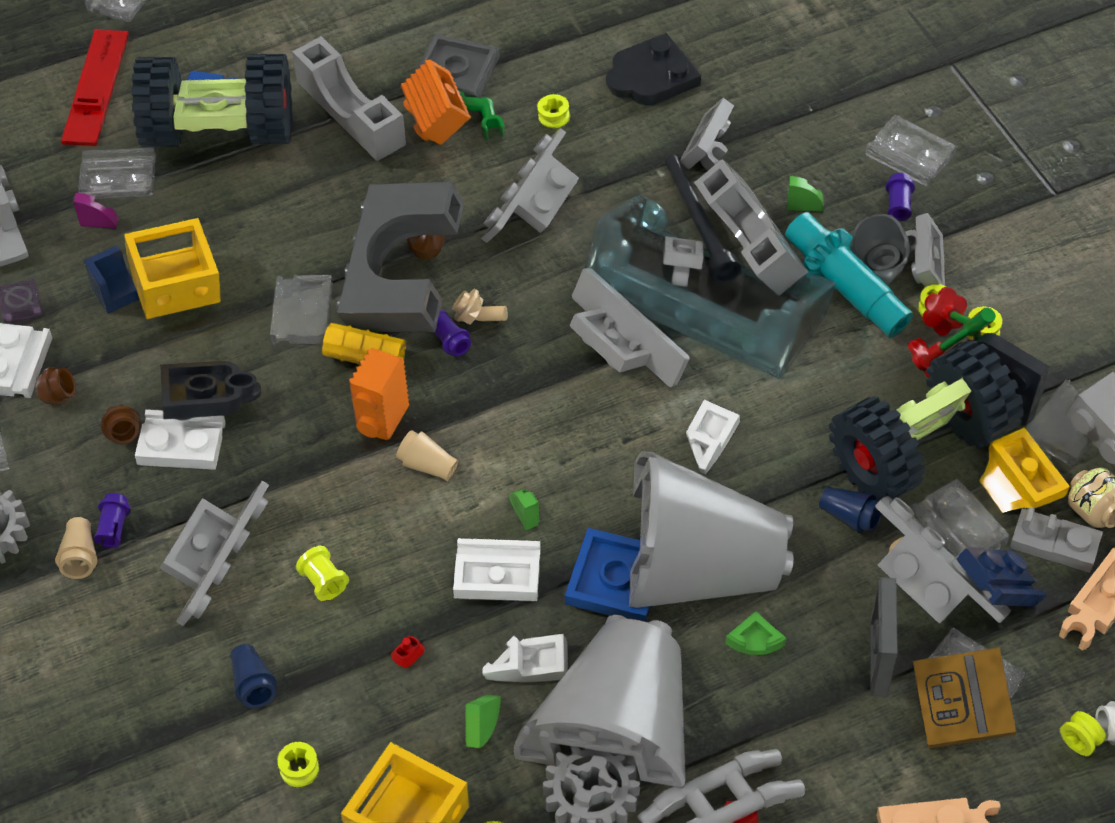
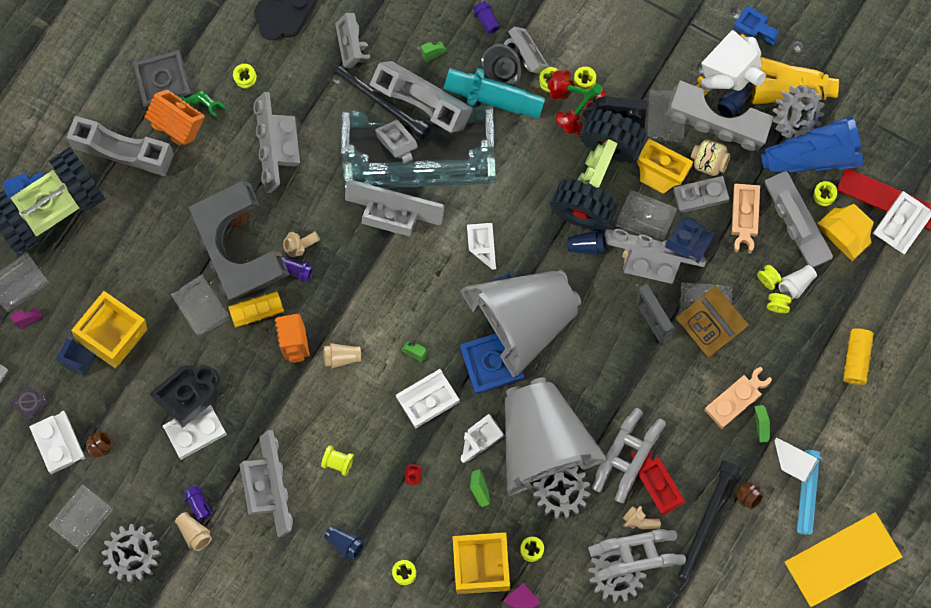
camera: 30 degrees left, 20 degrees up
(121, 424) = (156, 443): reddish brown plate -> none
(755, 637) = (584, 350): bright green tile -> none
(1089, 691) = (769, 277): none -> neon yellow bush

